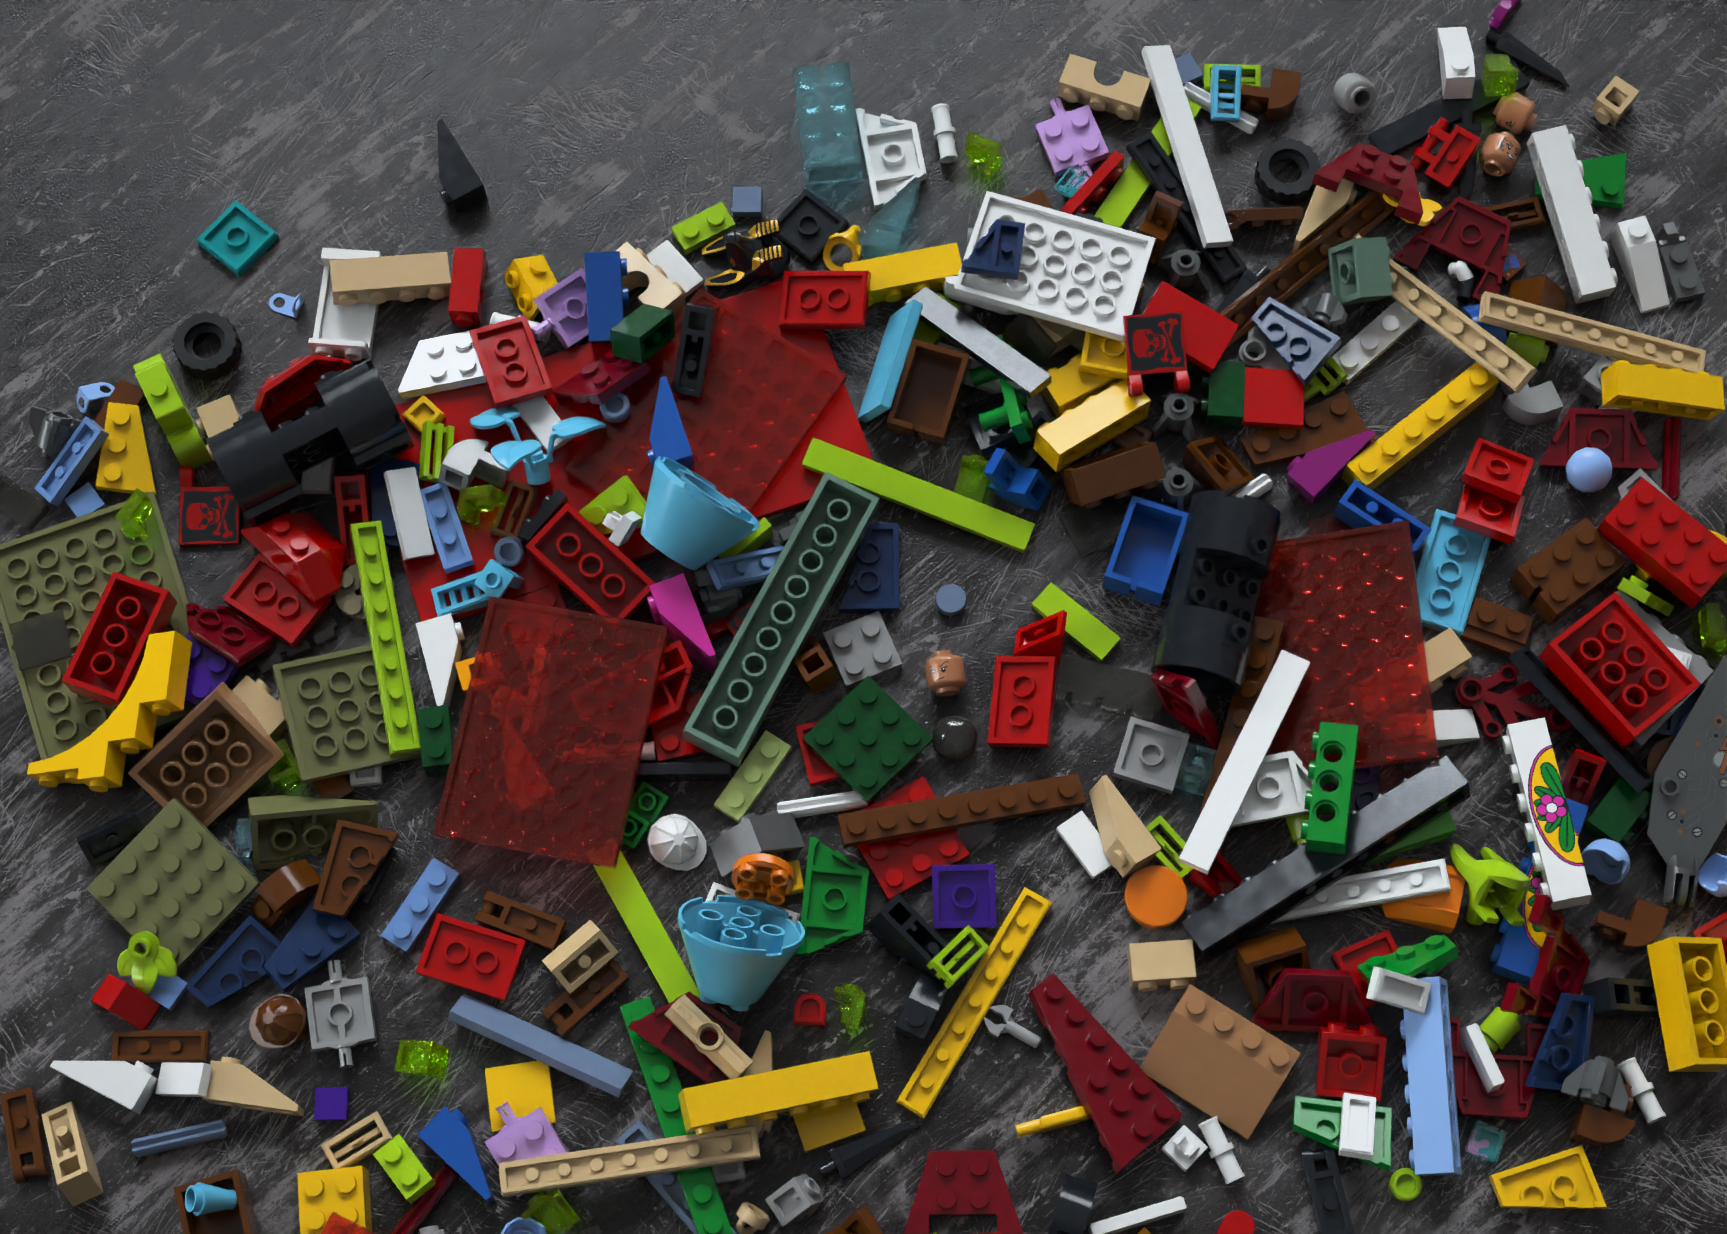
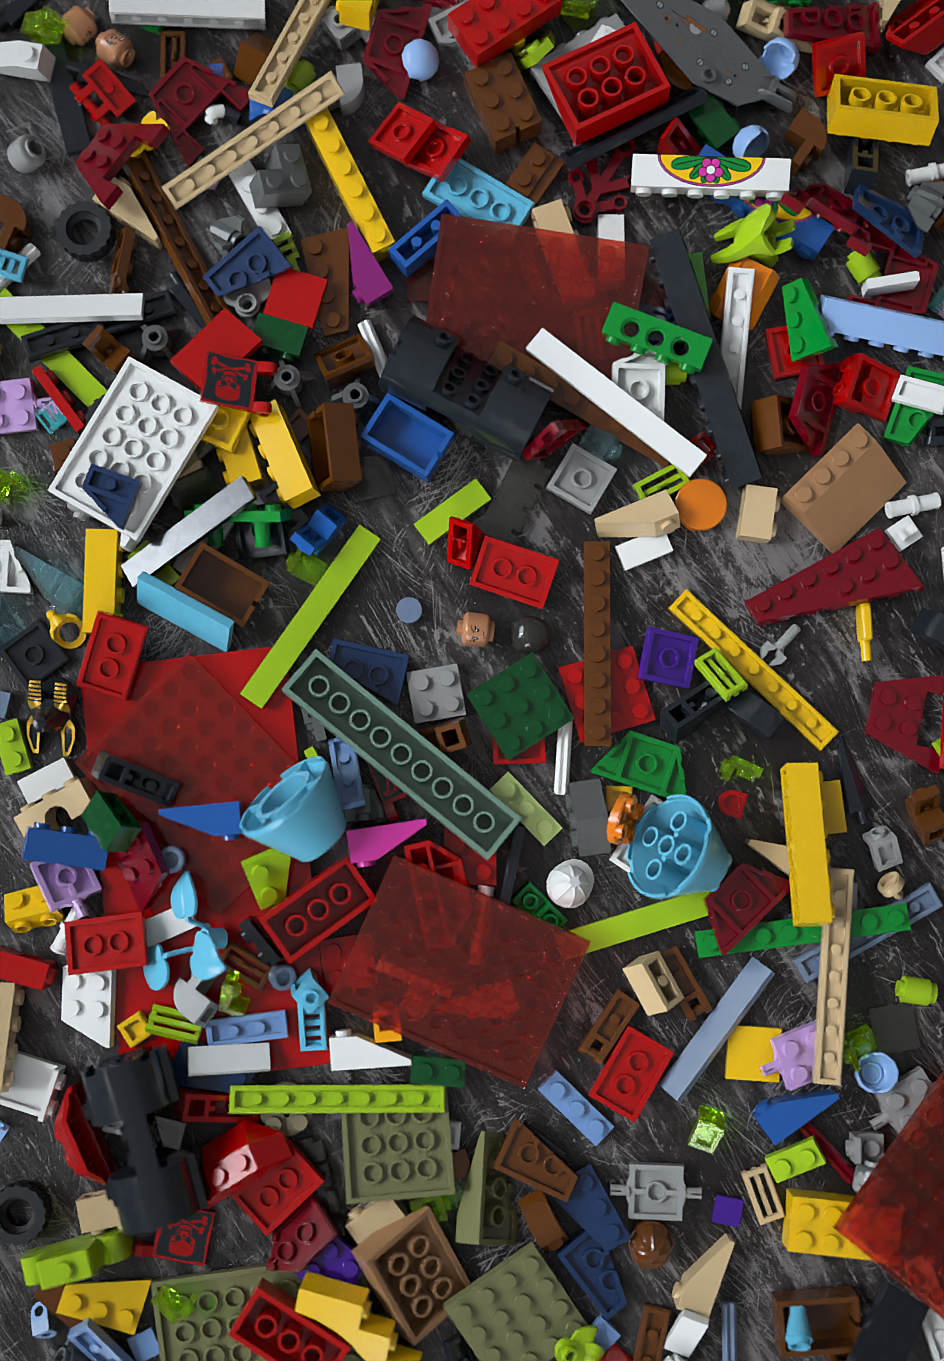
camera: 75 degrees left, 15 degrees up
(243, 838) = (487, 1250): clear light blue tile -> none
(622, 526) = (287, 876): white tile -> none
(693, 1023) = (764, 881): tan piece -> none
(1360, 270) = (199, 193): sand green slope -> none
(1398, 990) = (834, 331): white tile -> none
(1400, 359) = (284, 181): none -> dark grey brick

